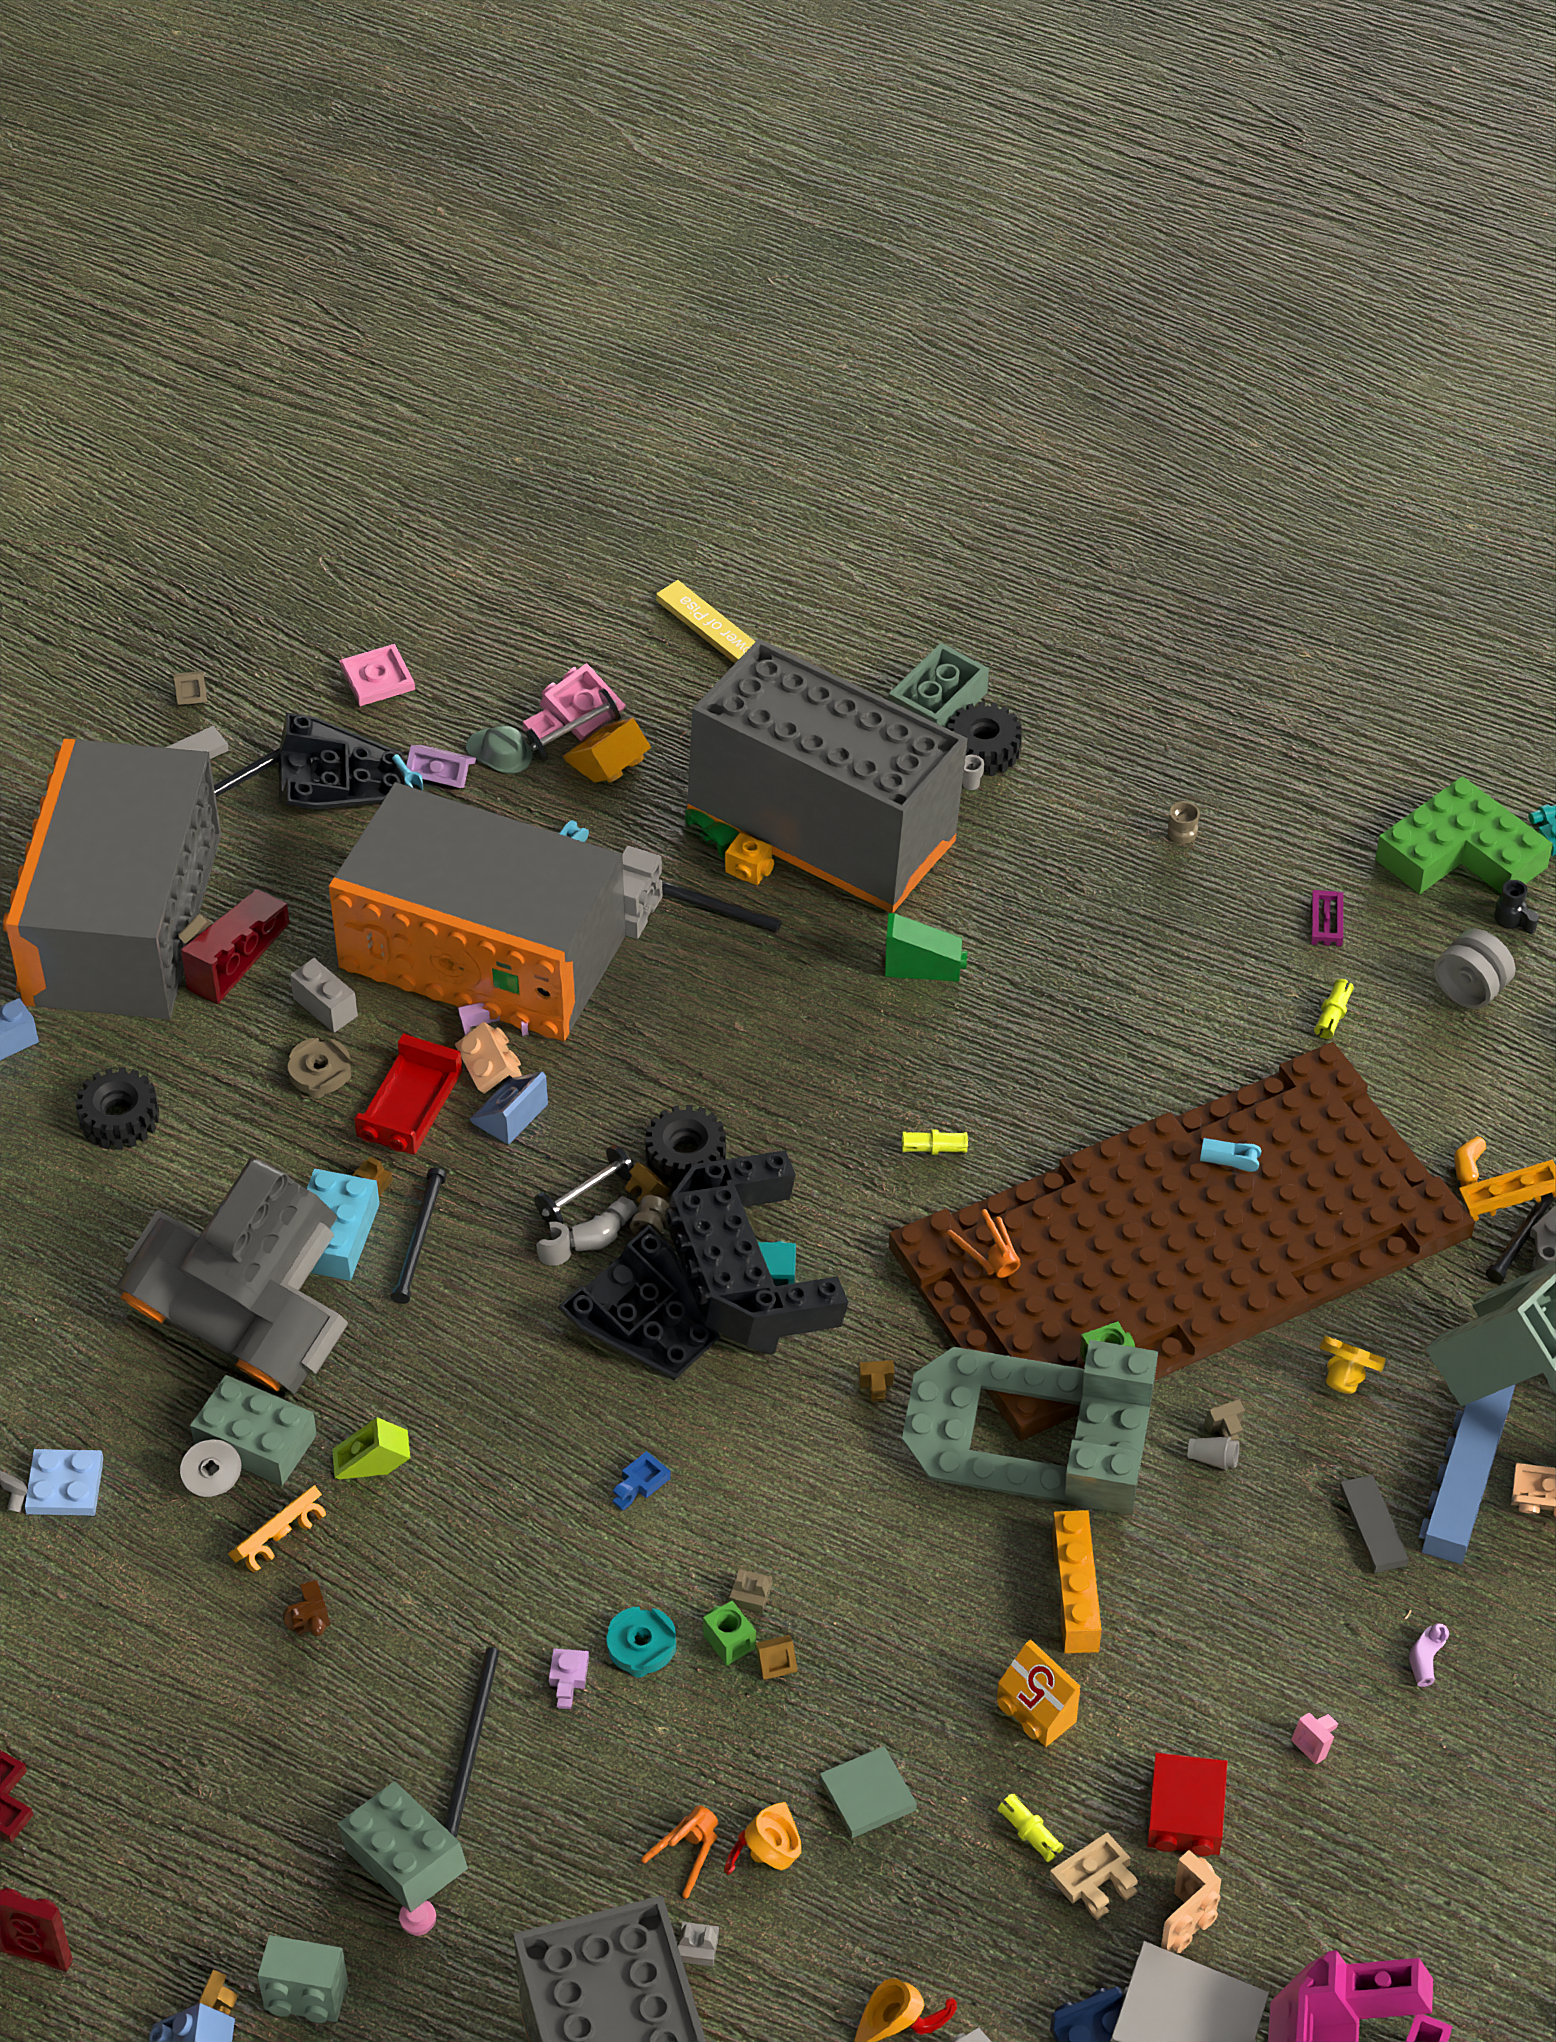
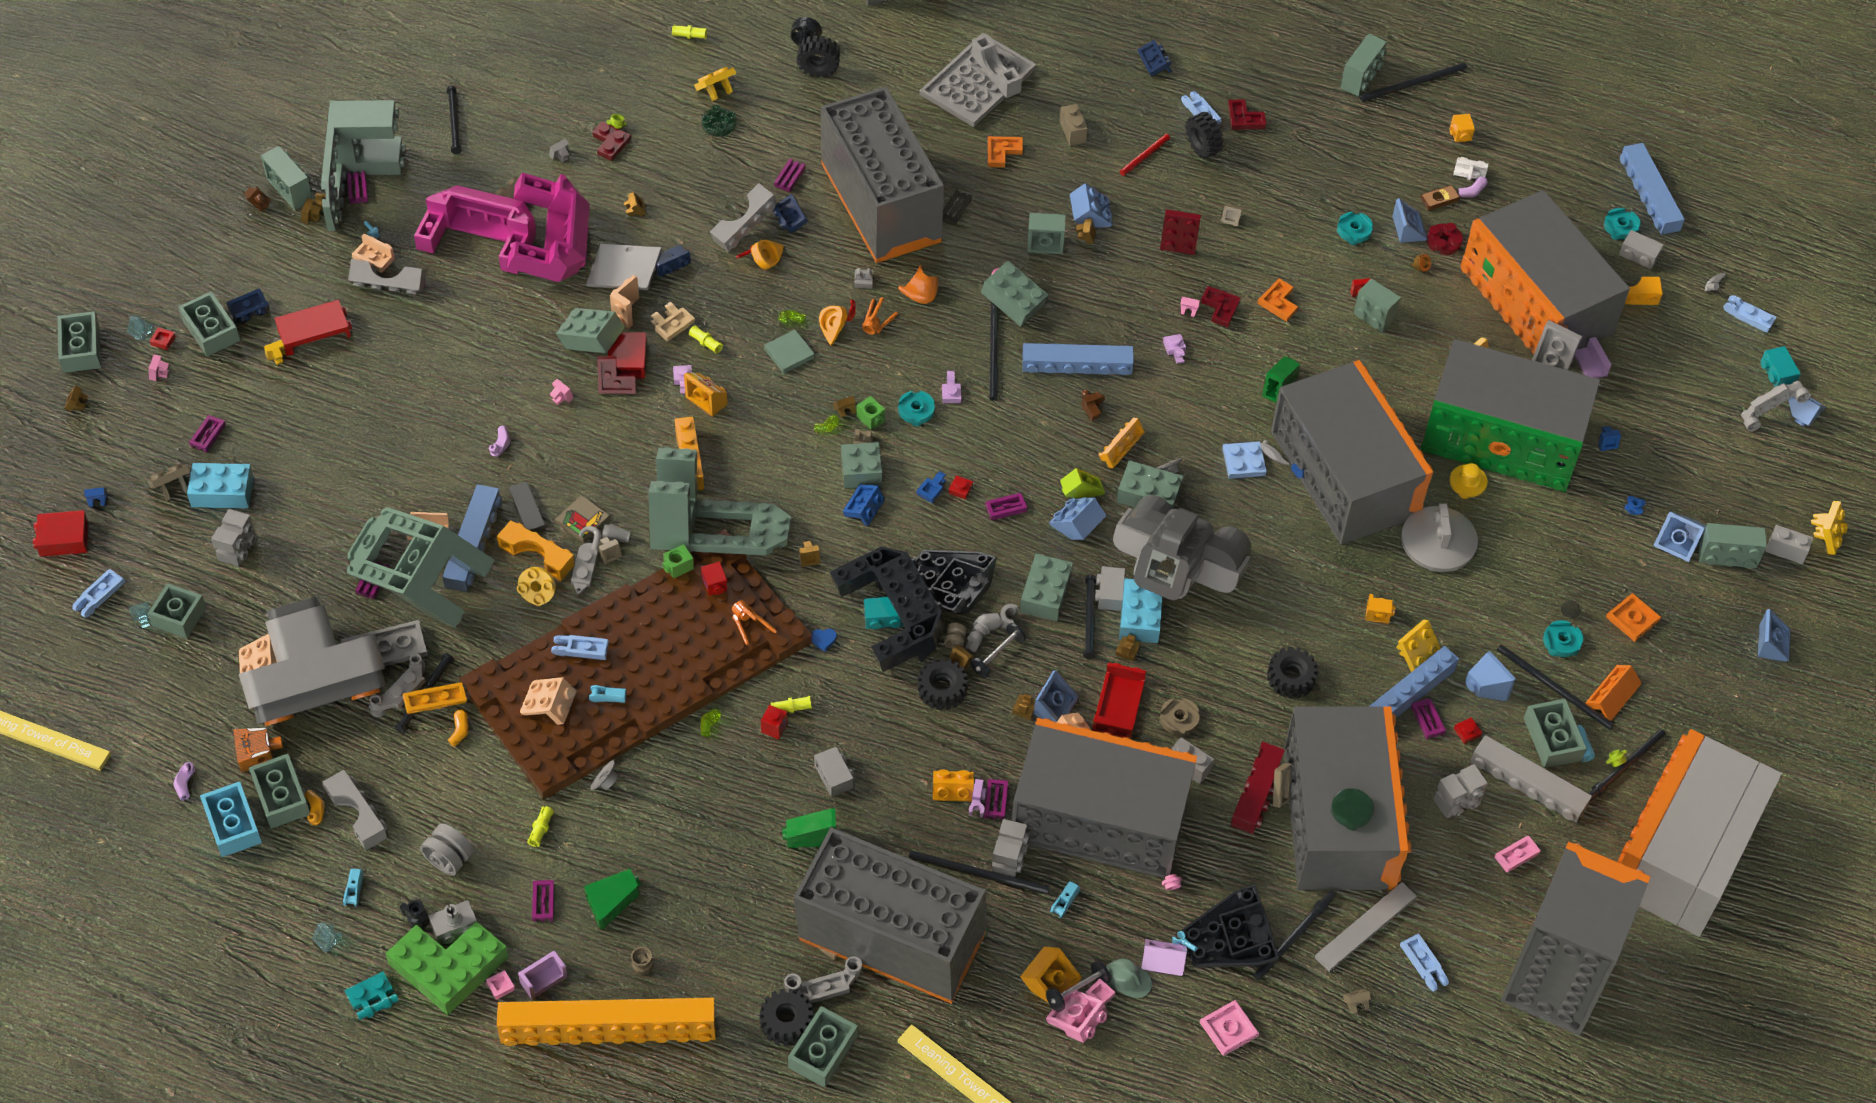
camera: 170 degrees right, 5 degrees up
(57, 1801) = (1188, 303): none -> bright pink tile
(78, 718) = (1424, 961): none -> light blue hinge
(115, 1723) = (1176, 346): none -> lavender plate
(125, 784) = (1352, 808): none -> clear green tile
(312, 1704) = (1077, 359): none -> medium blue brick
(372, 1268) = (1111, 588): none -> light grey brick
(397, 1391) = (1078, 518): none -> medium blue slope
(480, 1278) = (1046, 587): none -> sand green brick
(515, 1444) = (1007, 508): none -> magenta tile
(560, 1108) = (1024, 706): none -> pearl gold tile
(588, 1482) = (960, 487): none -> red plate
(588, 1889) = (921, 287): none -> orange piece
(629, 1003) = (994, 814): none -> magenta tile
(662, 983) = (978, 794): none -> lavender plate
(696, 1006) = (953, 785): none -> light orange bracket
(762, 1527) = (861, 464): none -> sand green brick
(769, 1462) = (864, 503): none -> blue bracket
(814, 1622) = (828, 426): none -> clear neon green arm
(858, 1870) = (794, 315): none -> clear neon green arm
(868, 1244) = (824, 639): none -> blue tile
(877, 1036) = (833, 771): none -> light grey brick
(964, 1111) = (774, 722): none -> red brick
(1046, 1314) = (714, 578): none -> red brick
(1071, 1136) = (708, 720): none -> clear neon green arm
(1079, 1757) = (679, 372): none -> lavender plate
(1224, 1747) = (609, 381): none -> dark red plate
(1226, 905) = (611, 896): none -> green slope
(1235, 742) = (606, 1021): none -> light orange brick
(1237, 1059) = (605, 777): none -> light grey piece
(1260, 1835) = (590, 330): none -> sand green brick
(1266, 1410) = (586, 561): none -> light grey plate
(1273, 1492) = (580, 515): none -> tile
(1275, 1229) = (581, 647): none -> light blue hinge
(1327, 821) = (542, 975): none -> lavender panel
(1328, 1147) = (549, 697): none -> light nougat bracket
(1383, 814) = (500, 985): none -> bright pink plate
(1388, 1456) = (517, 539): none -> light orange arch
(1457, 892) = (452, 922): none -> light grey brick

